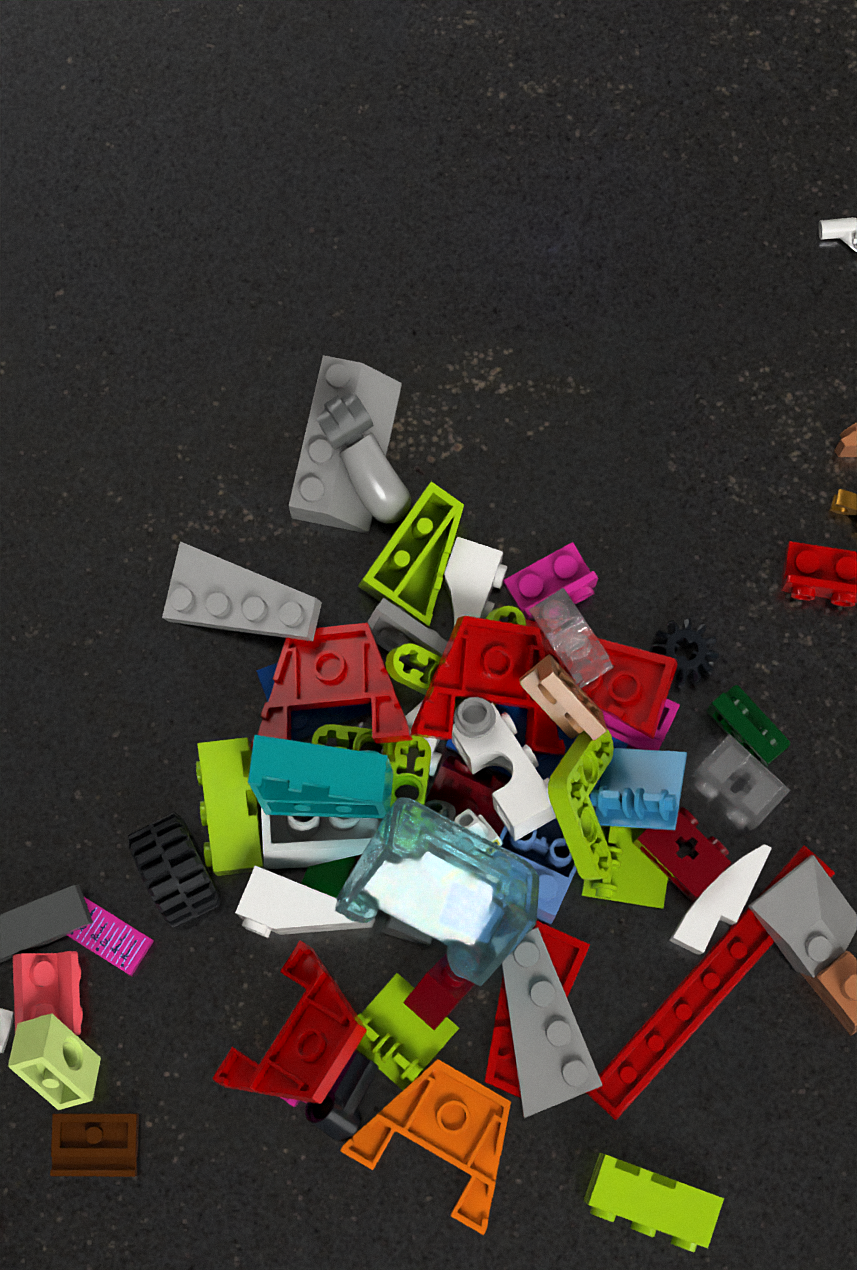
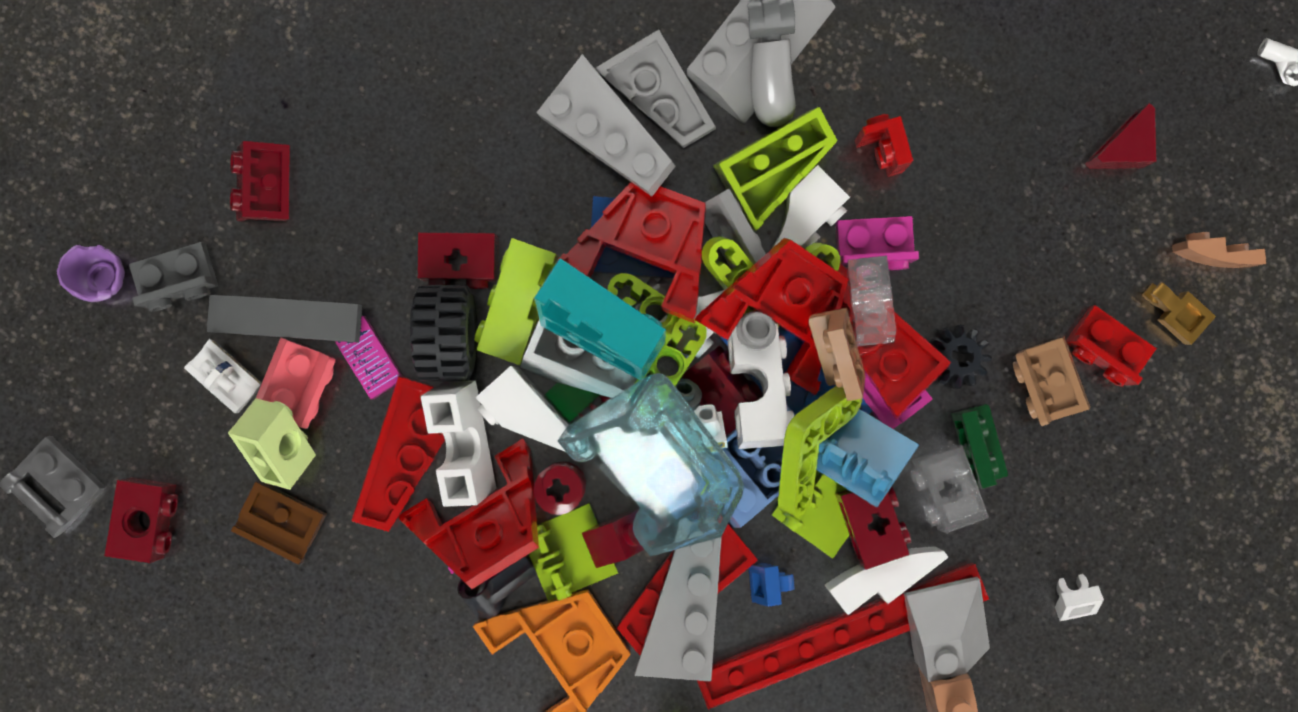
camera: 20 degrees right, 10 degrees up
(131, 790) = (438, 249): none -> dark red brick
(187, 996) = (399, 457): none -> red wing
(259, 994) = (467, 469): none -> white arch
(270, 538) = (659, 88): none -> light grey wing
(343, 965) = (550, 499): none -> dark red piece
(521, 487) = (893, 147): none -> red bracket
(612, 964) = (768, 583): none -> blue tile
(744, 378) = (1130, 145): none -> dark red slope
(784, 633) = (1051, 381): none -> medium nougat bracket

